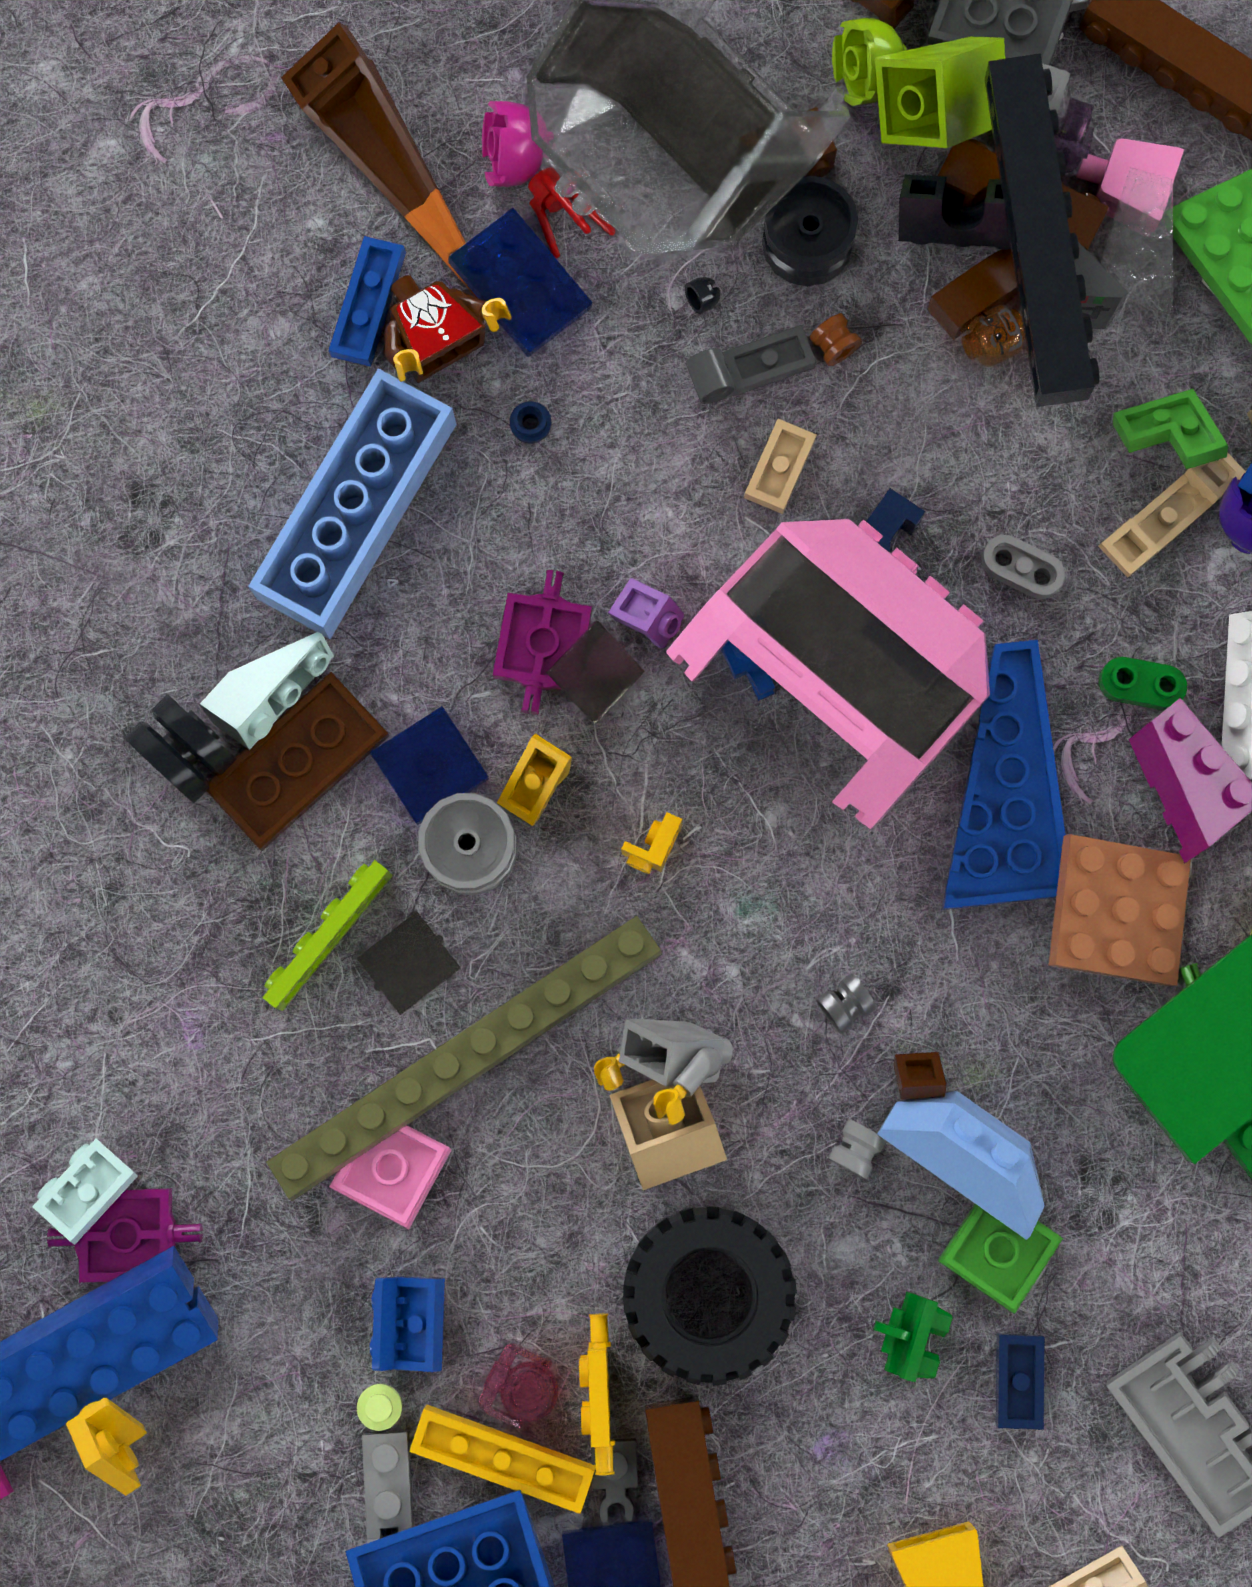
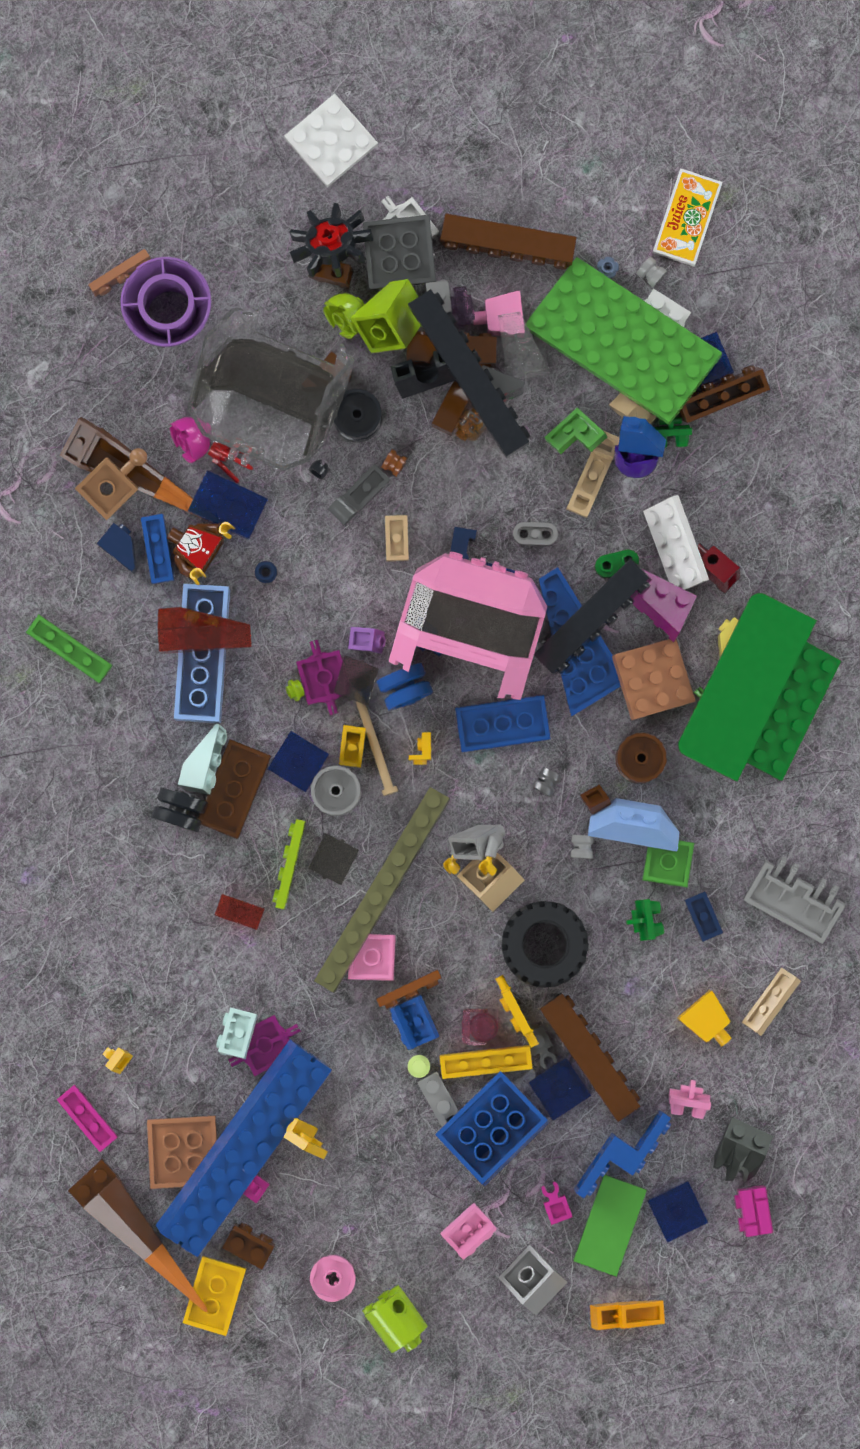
camera: 30 degrees left, 5 degrees up
(138, 399) = (69, 649): none -> bright green tile
(200, 977) = (239, 911): none -> clear red plate
(307, 266) = (119, 545): none -> dark blue slope
(355, 454) = (194, 631): none -> clear red wedge
(359, 171) = (122, 486): none -> medium nougat plate
(428, 1259) = (409, 990): none -> dark orange plate
(482, 640) = (295, 690): none -> lime plate
(573, 810) = (376, 750): none -> tan bar
(674, 718) = (406, 690): none -> blue wheel
(816, 866) = (502, 723): none -> blue tile
(1059, 1051) = (637, 771): none -> reddish brown wheel
(1066, 749) = (593, 617): none -> black brick

